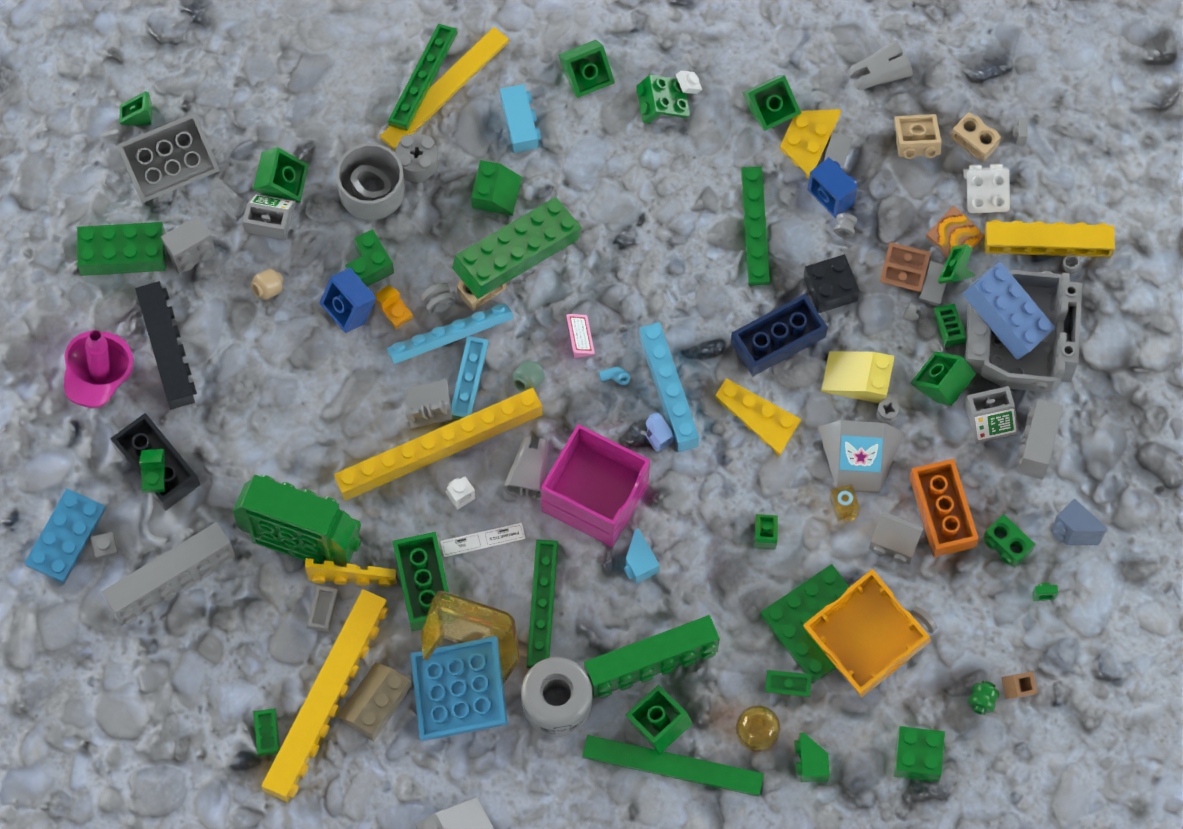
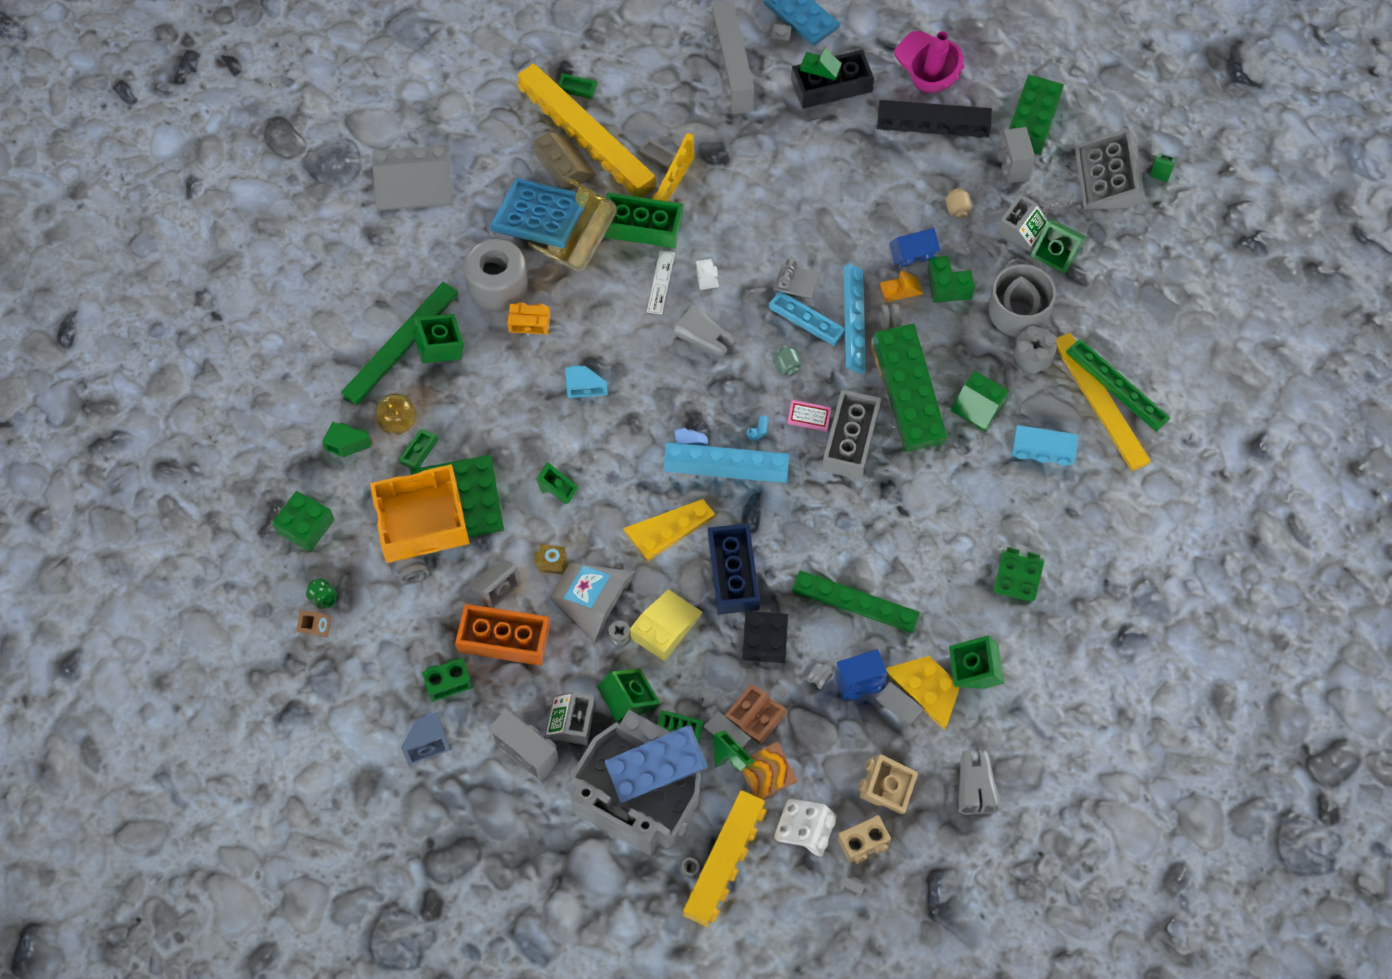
camera: 115 degrees right, 5 degrees down
(296, 522) = (726, 136): green piece -> none
(438, 444) = (756, 276): yellow brick -> none
(542, 601) = (584, 302): green tile -> none
(586, 68) = (1076, 519): green slope -> none
(588, 285) = (851, 434): none -> light grey brick
(588, 640) = (529, 318): none -> light orange brick
(595, 485) = (656, 359): dark pink piece -> none
(652, 656) = (490, 353): green brick -> none
(689, 82) = (1027, 601): white plate -> none
(1044, 592) = (385, 688): green plate -> none

